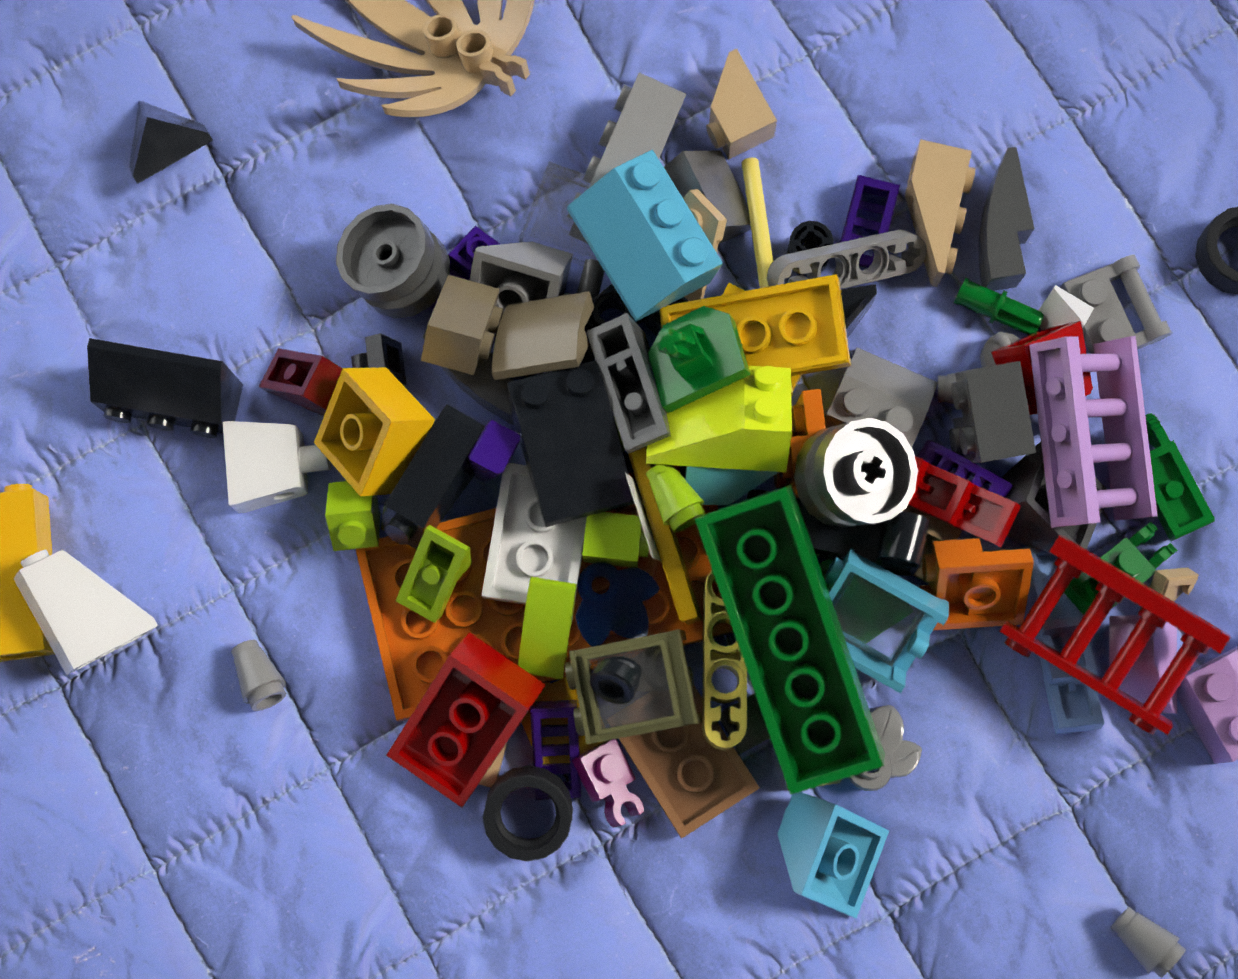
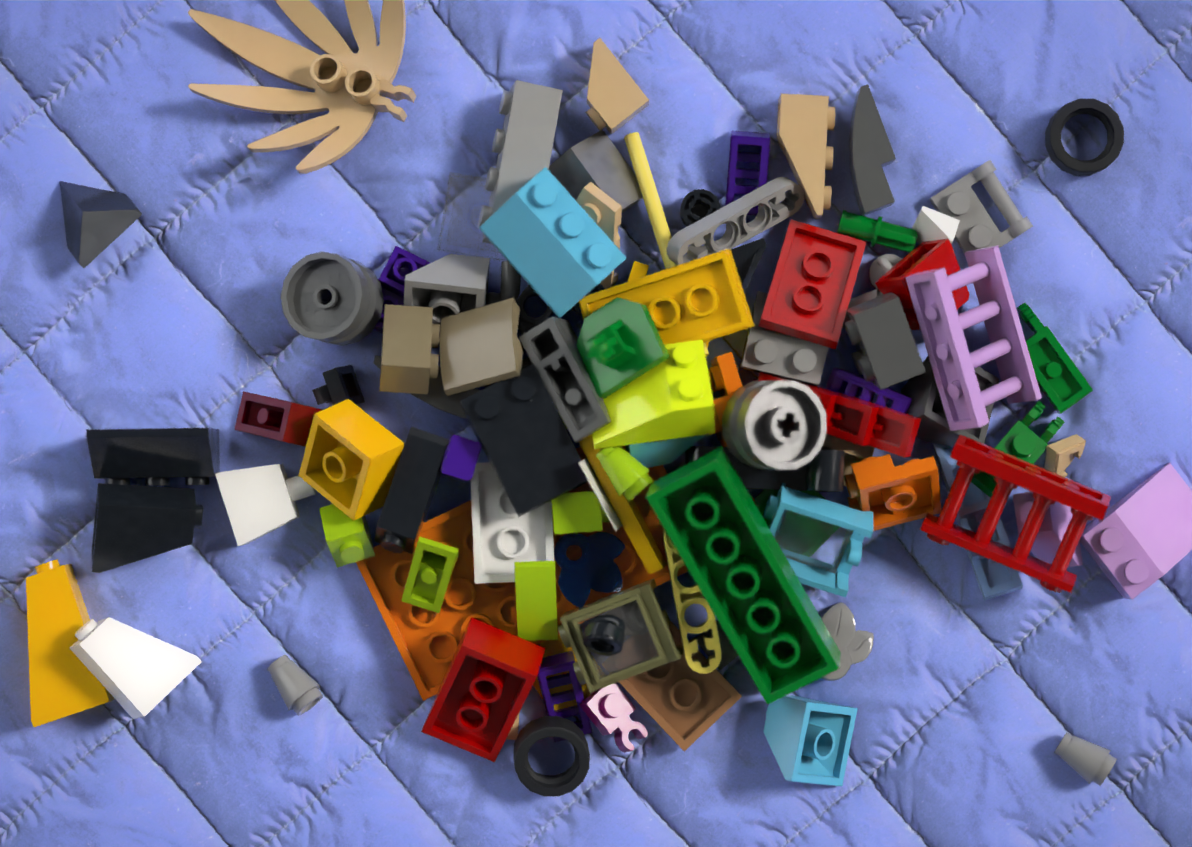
camera: 15 degrees left, 10 degrees up
(128, 460) = (141, 523): none -> black slope
(920, 344) = (812, 284): none -> red plate

